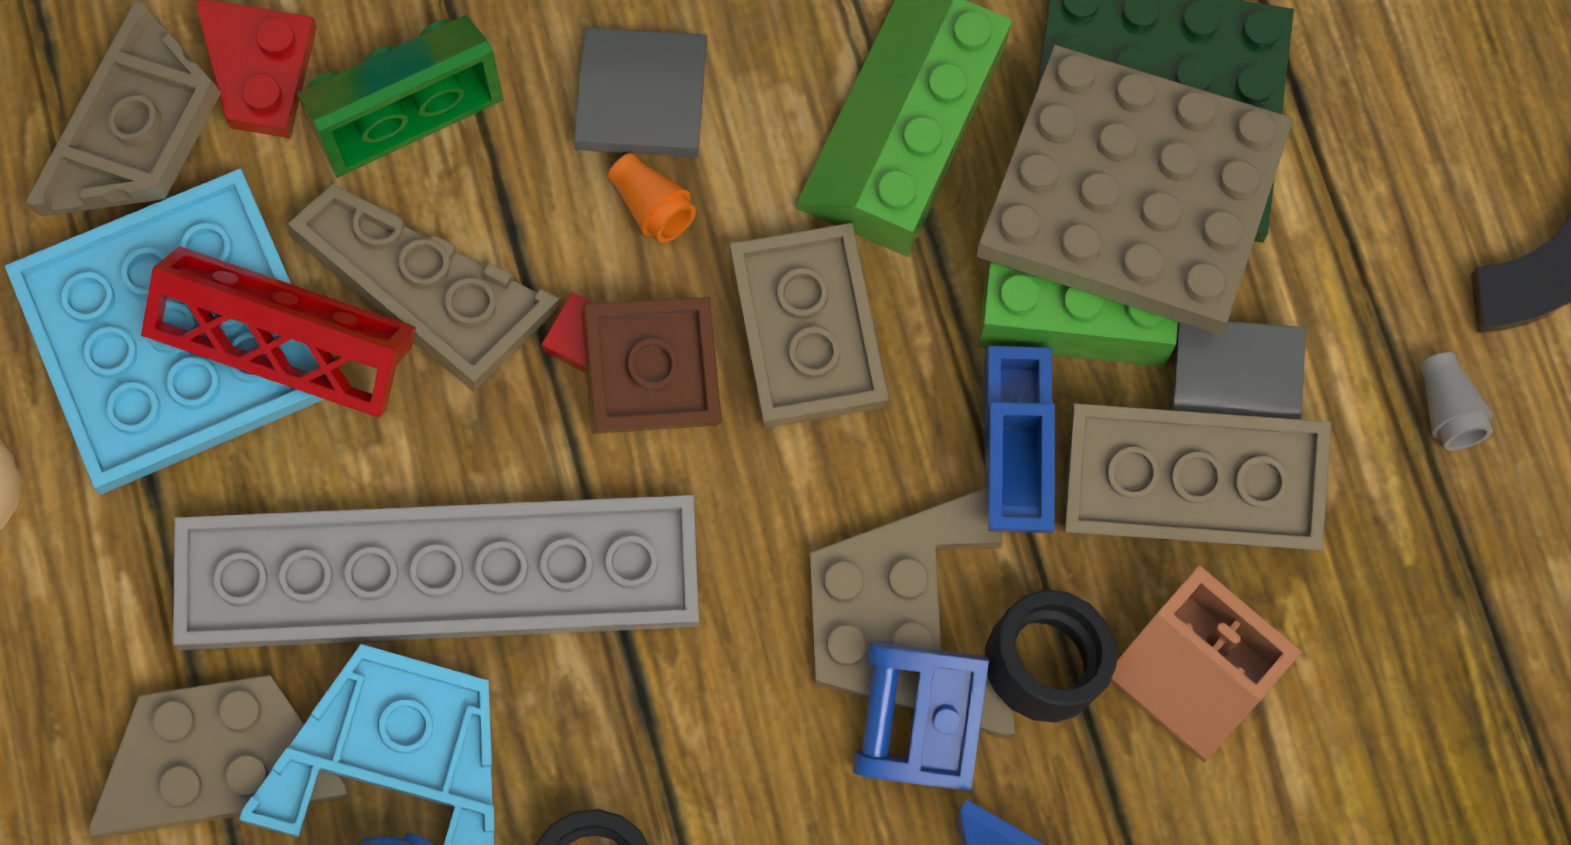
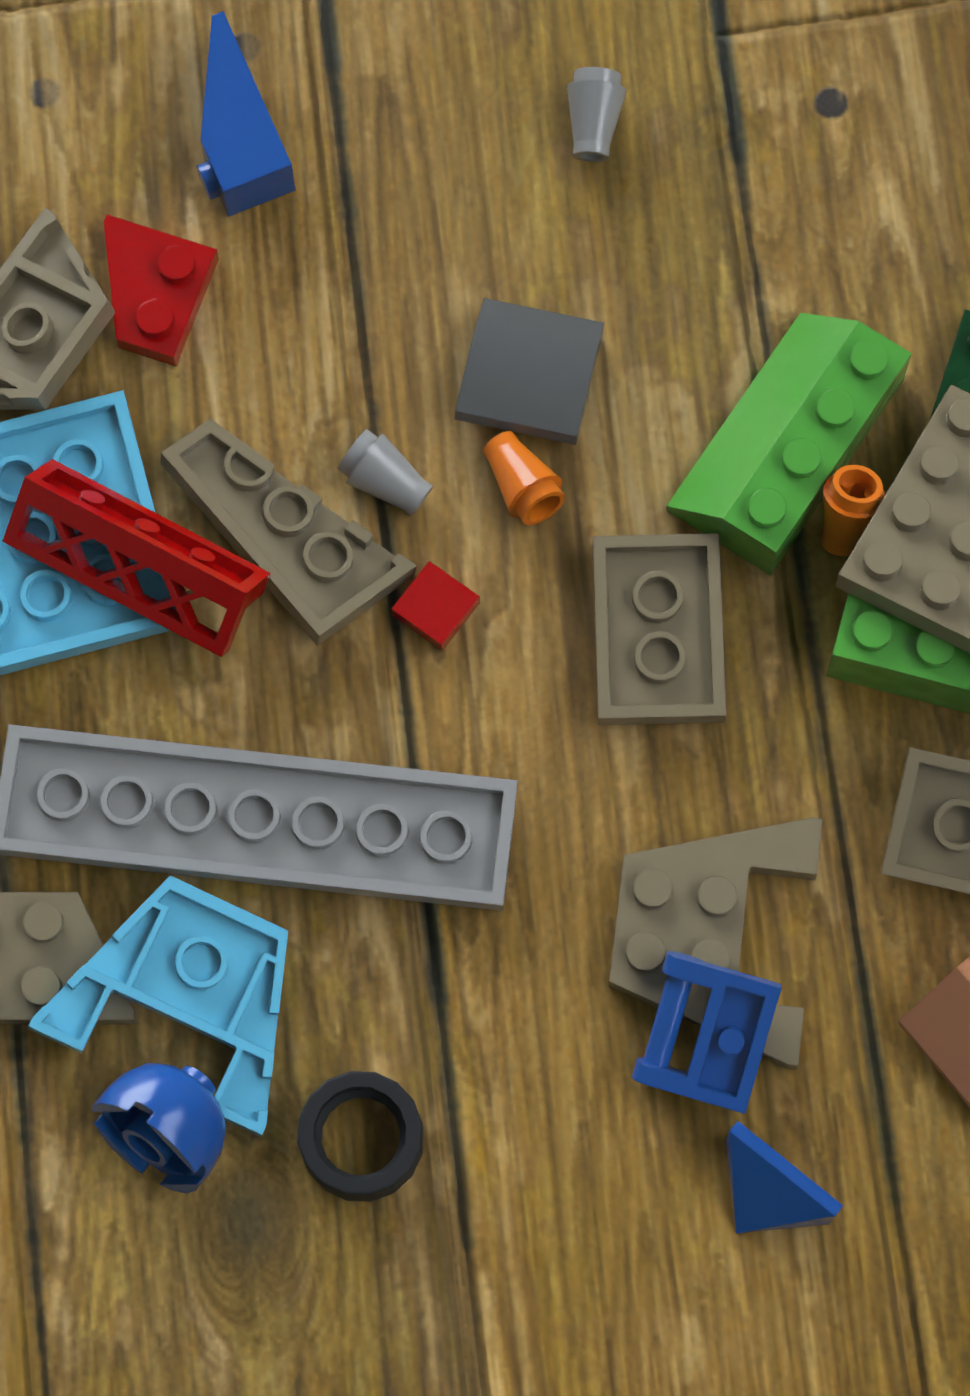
camera: 15 degrees right, 0 degrees up
(401, 94) = (292, 339): green slope -> none
(512, 211) = (384, 472): none -> light grey cone
(650, 365) = (495, 645): reddish brown plate -> none
(976, 178) = (848, 506): none -> orange cone
(1019, 439) = (850, 774): blue slope -> none
(1081, 624) = (883, 970): black tyre -> none

